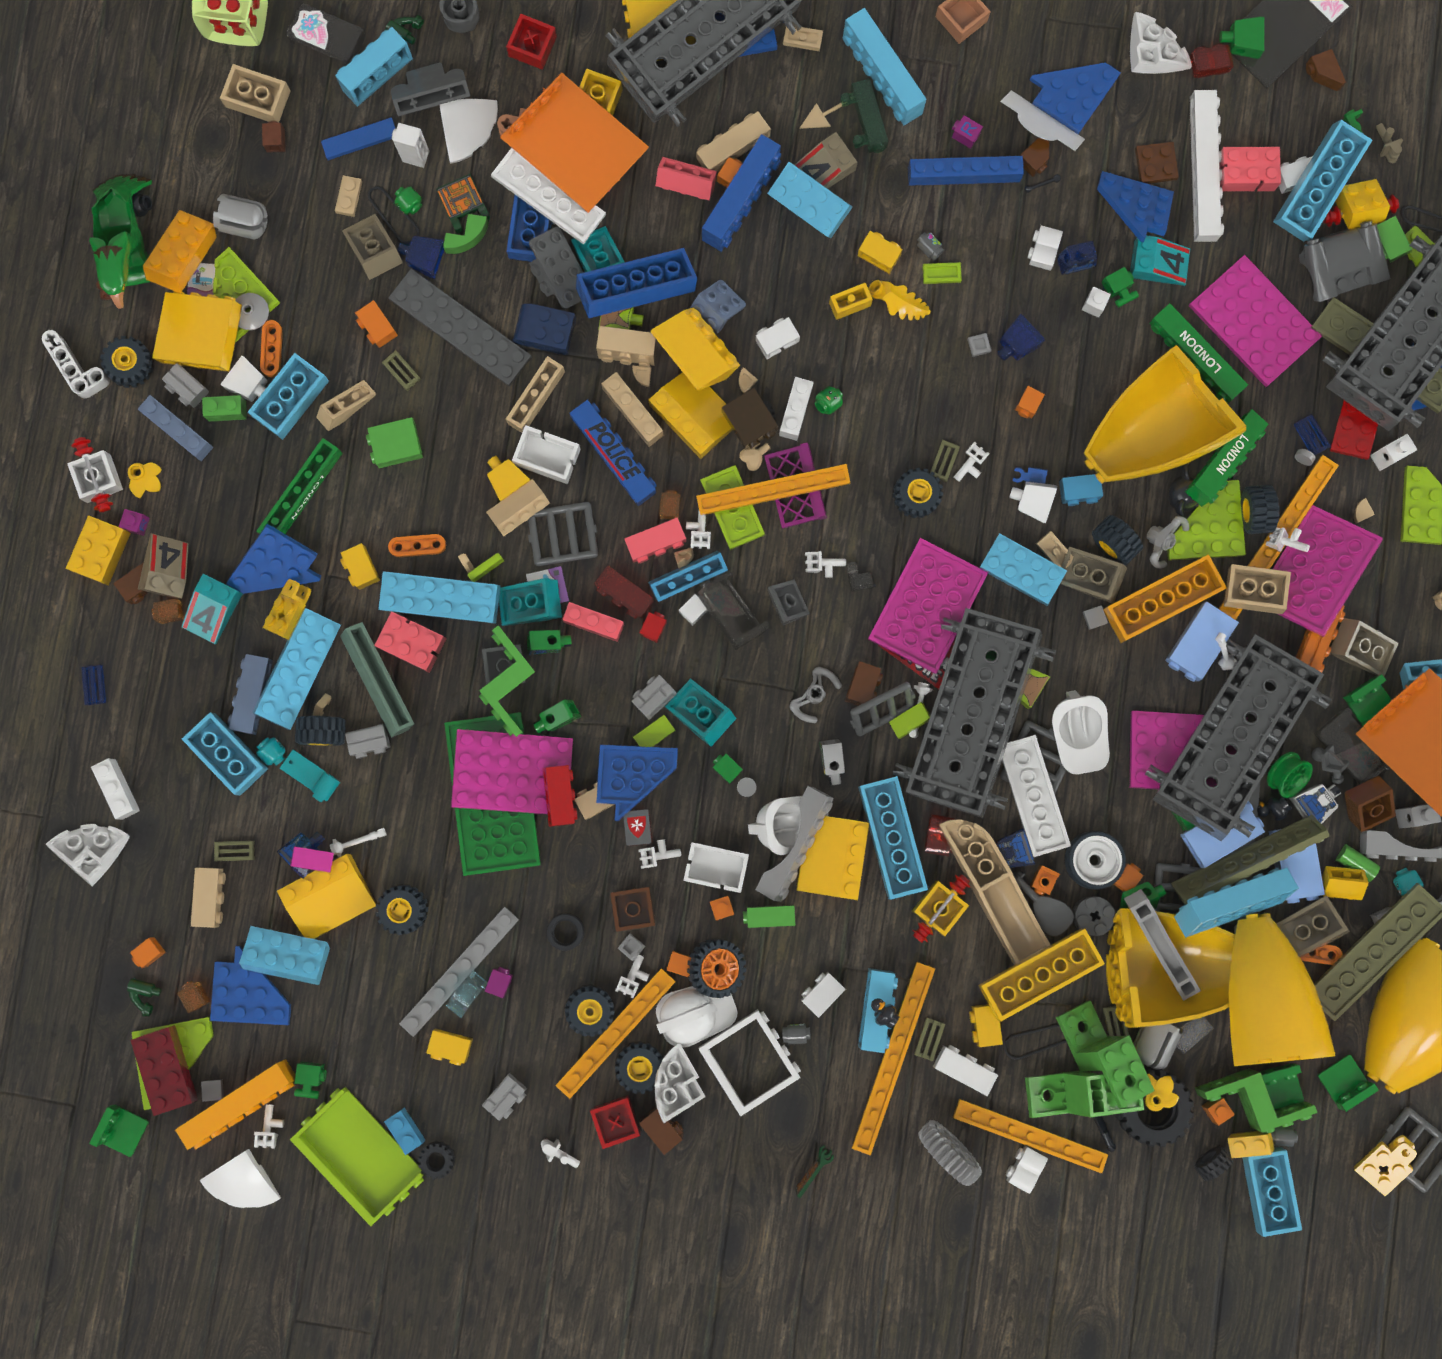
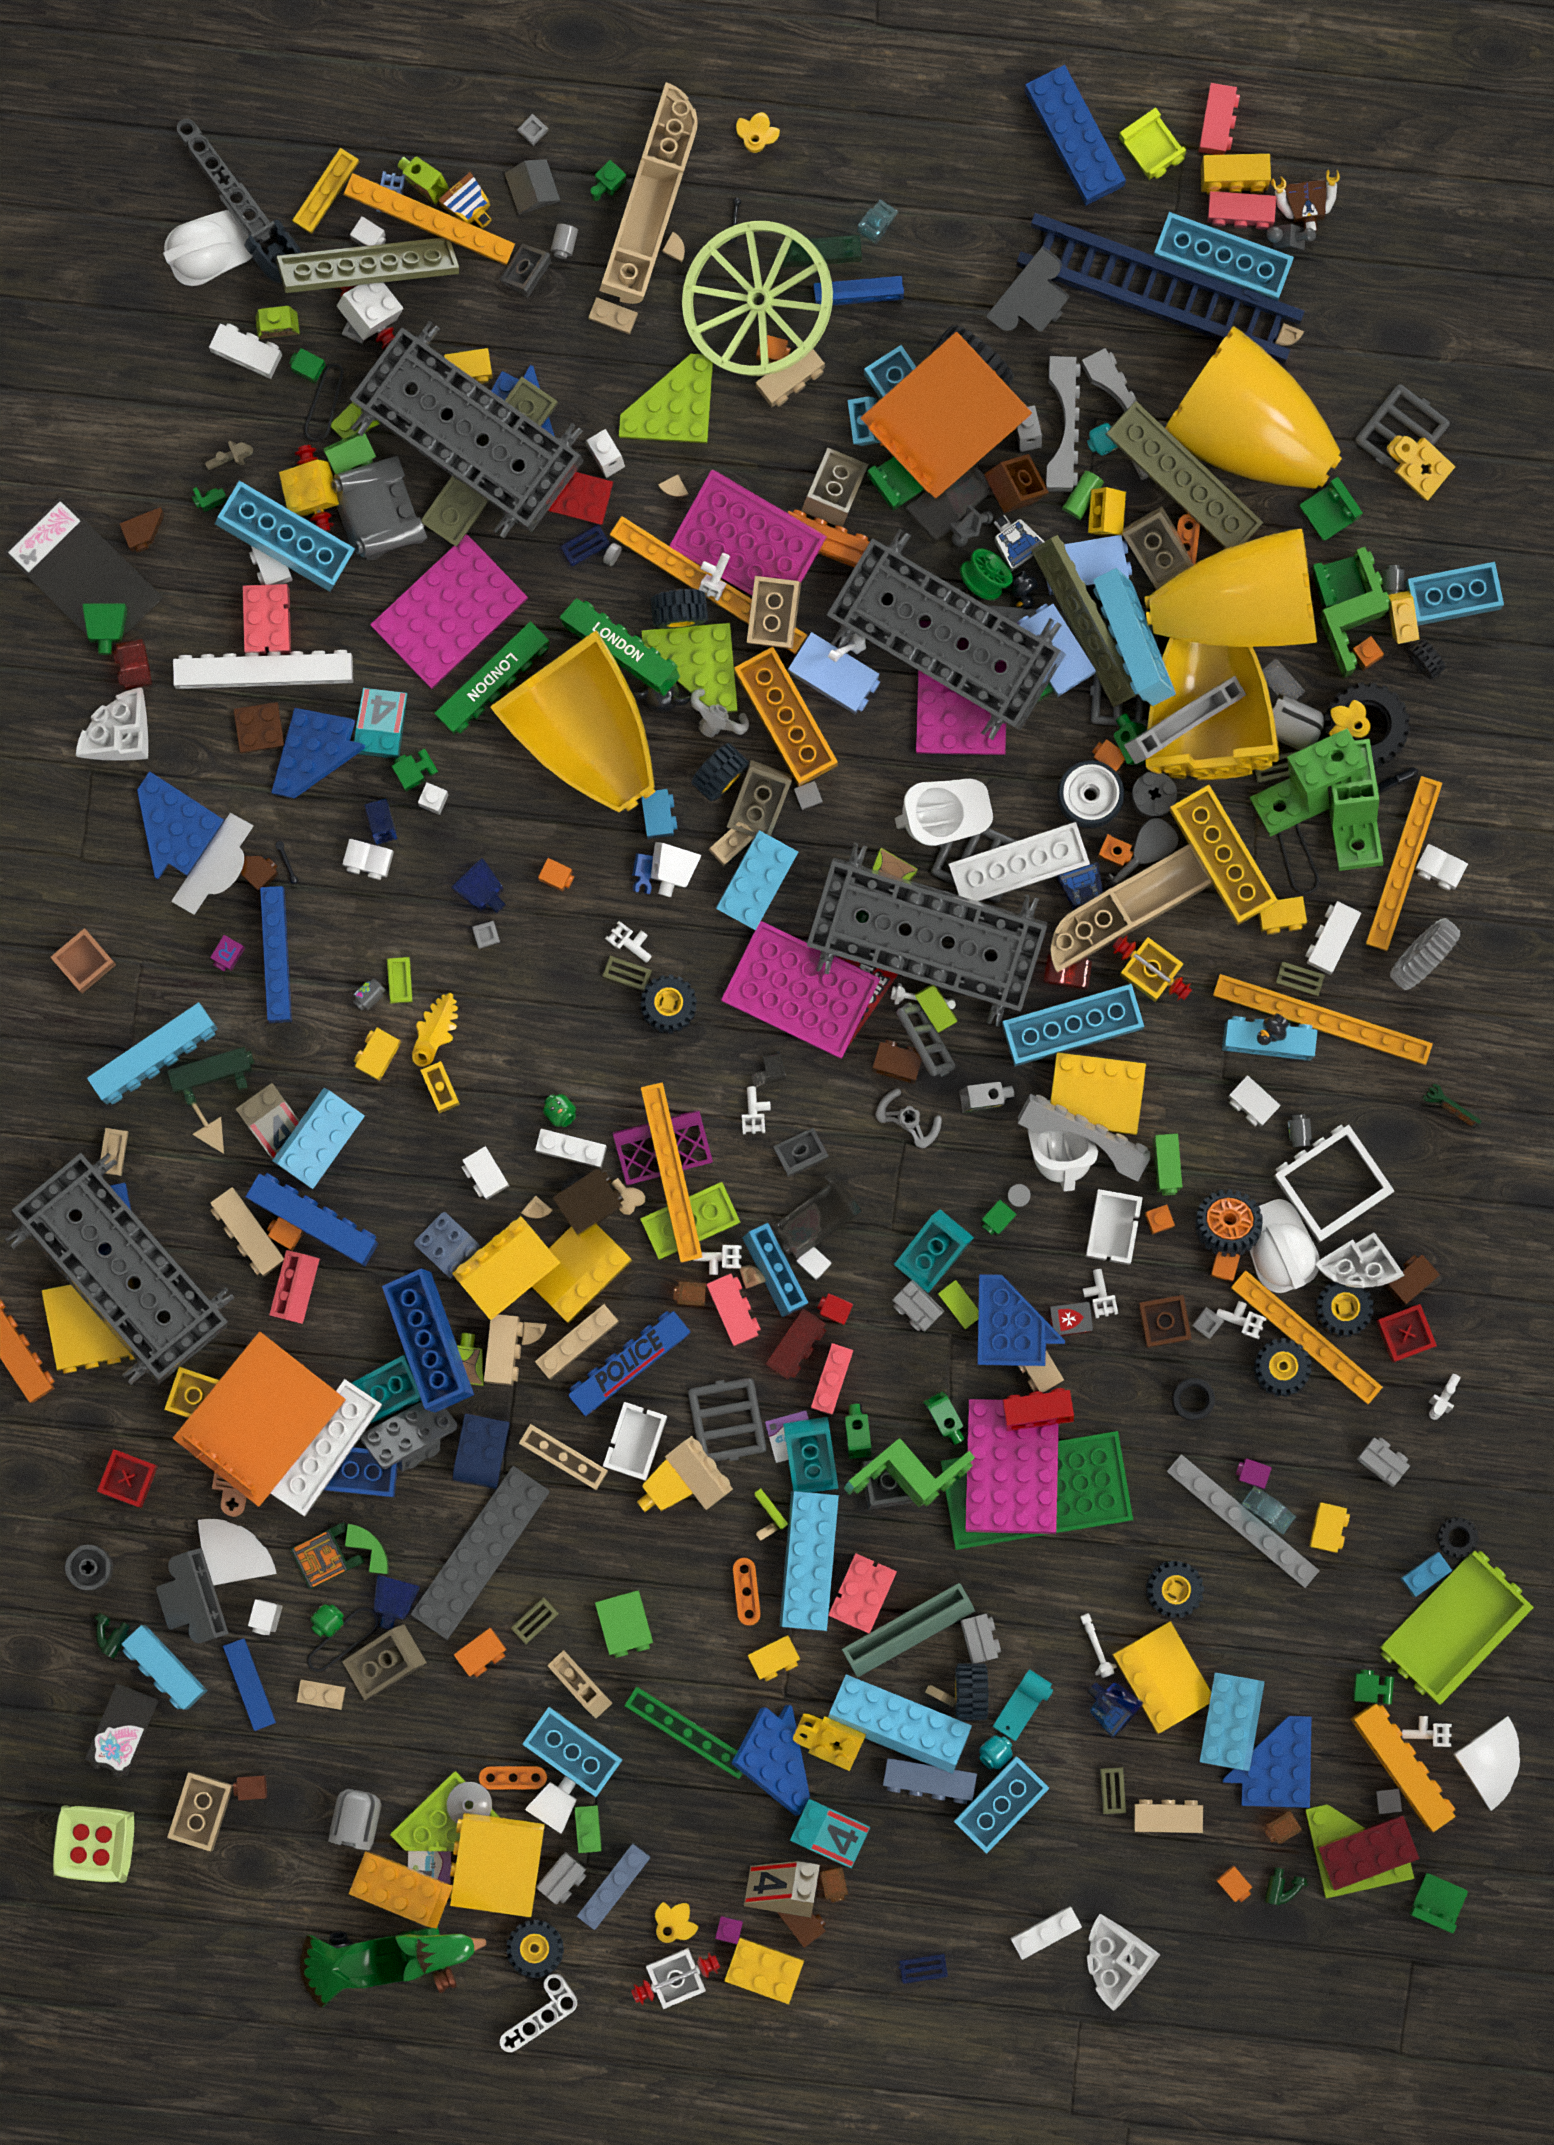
camera: 90 degrees left, 0 degrees up
(312, 859) = (1121, 1690): dark pink tile -> none

